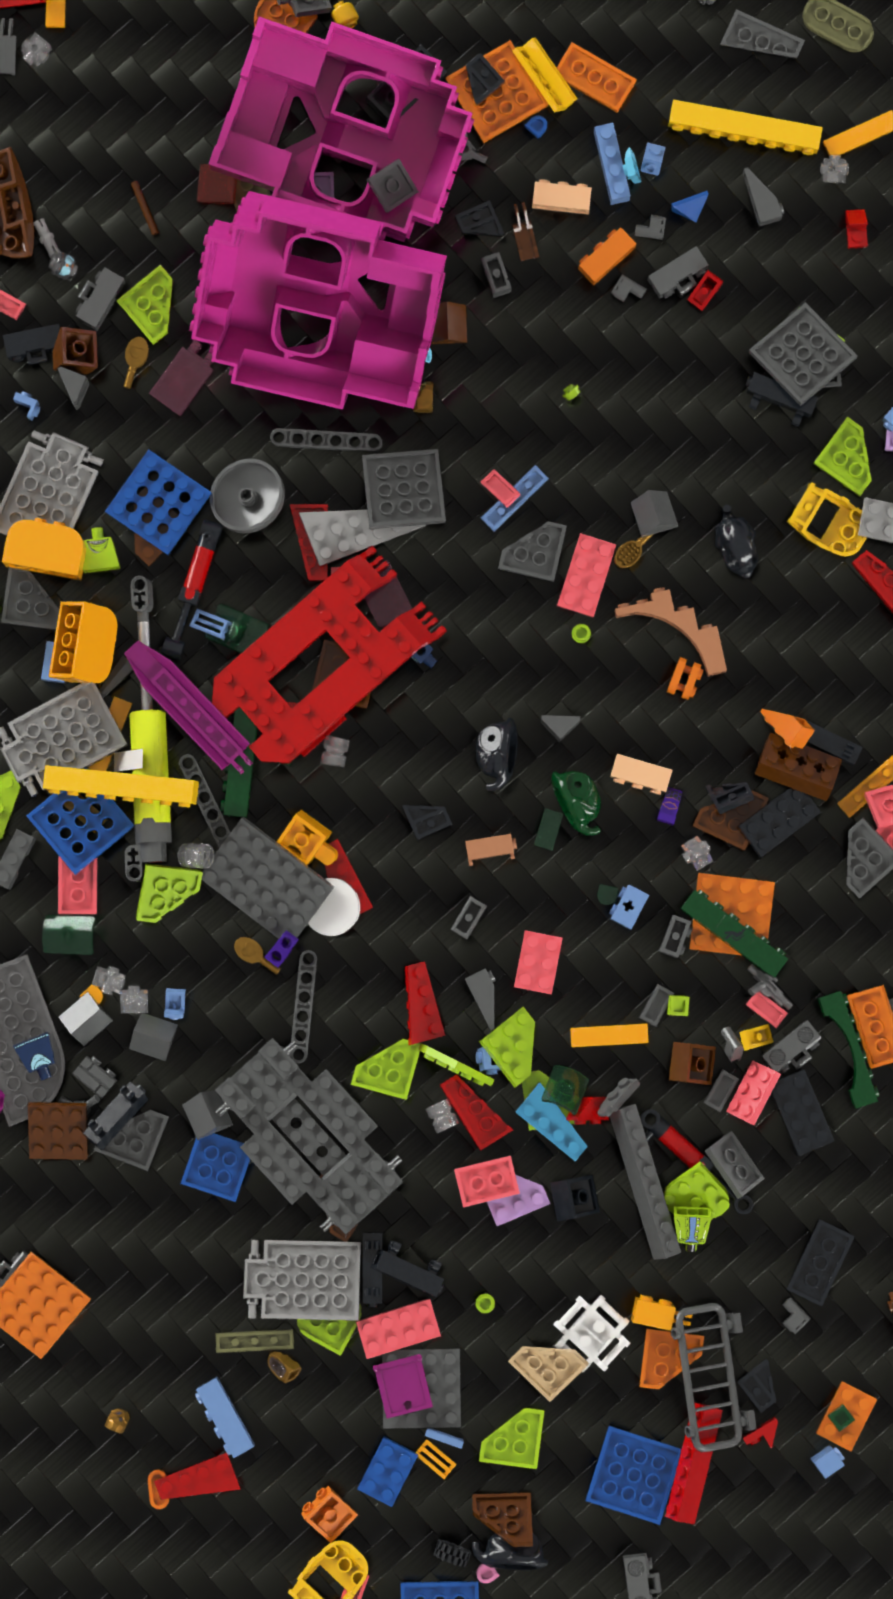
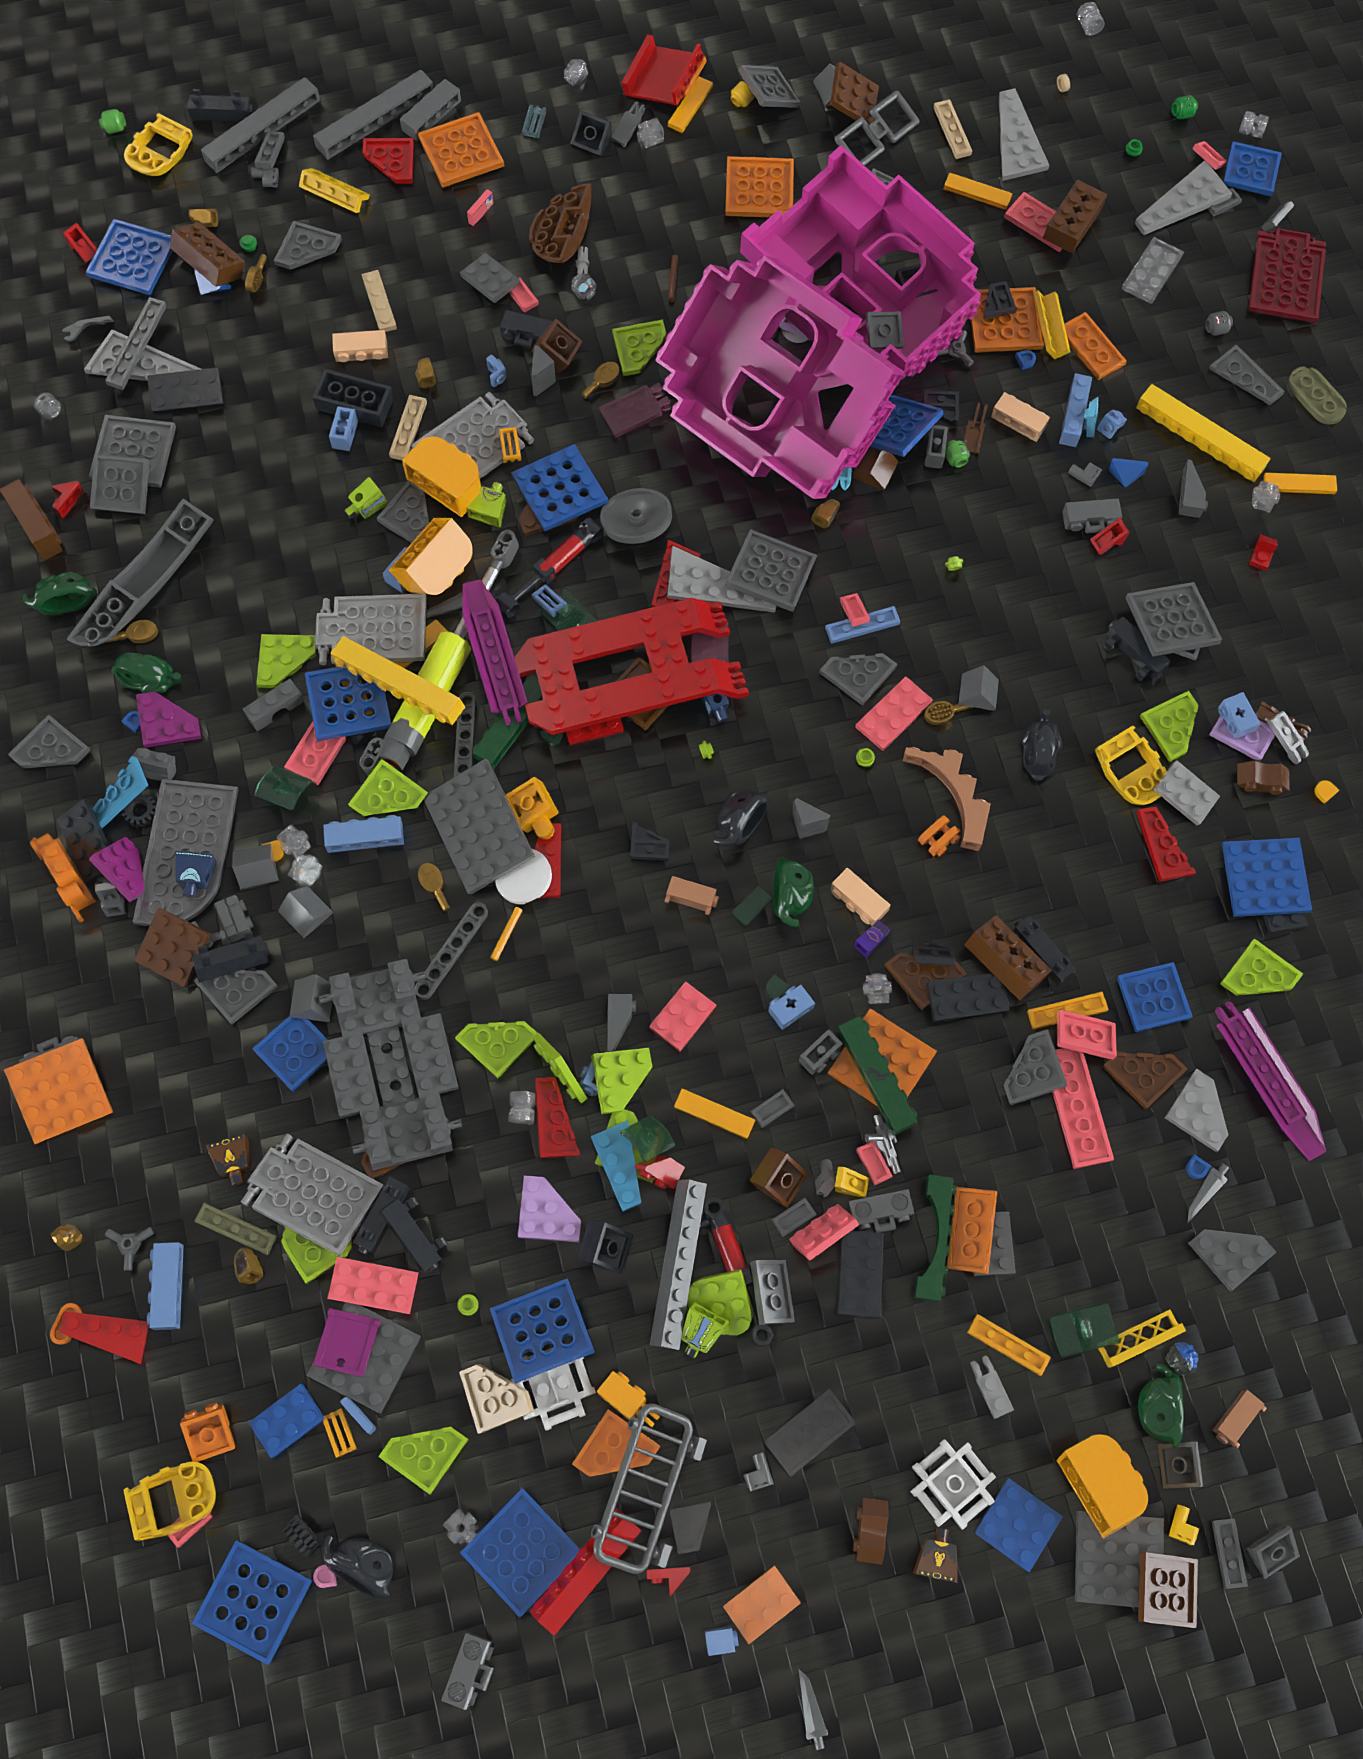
camera: 25 degrees right, 15 degrees down
(95, 493) = (510, 457): none -> light orange tile
(97, 306) = (599, 322): dark grey piece -> none
(128, 760) = (419, 668): white sticker -> none
(166, 940) = (363, 834): none -> medium blue brick
(173, 1399) = (129, 1244): none -> dark grey piece
(174, 1003) = (340, 890): medium blue bracket -> none
(178, 57) = (758, 186): none -> orange plate
(196, 855) = (429, 774): clear wheel -> none
(217, 1285) = (231, 1157): none -> torso
(282, 948) = (459, 888): dark purple leg -> none
(326, 437) = (724, 510): dark grey beam -> none
(335, 751) = (600, 747): clear wheel -> none
(343, 966) = (506, 933): none -> light orange bar
(423, 1011) = (556, 1002): red wing -> none
(433, 700) = (706, 750): none -> lime plate
(462, 268) = (905, 425): none -> blue plate
(468, 917) = (640, 943): dark grey brick -> none
(486, 1181) = (530, 1187): coral plate -> none
(506, 1515) = (374, 1526): reddish brown plate -> none
(519, 270) = (956, 453): none -> bright green head
(572, 1293) = (561, 1353): none -> blue piece
(573, 1474) = (454, 1523): none -> clear brick
(606, 255) = (1037, 476): orange brick -> none
(618, 1096) = (693, 1170): dark grey hinge -> none
(625, 286) = (1042, 506): dark grey piece -> none
(678, 1005) = (792, 1117): lime tile -> none
(793, 729) = (1016, 915): orange slope -> none
(841, 1417) = (755, 1601): dark green tile -> none

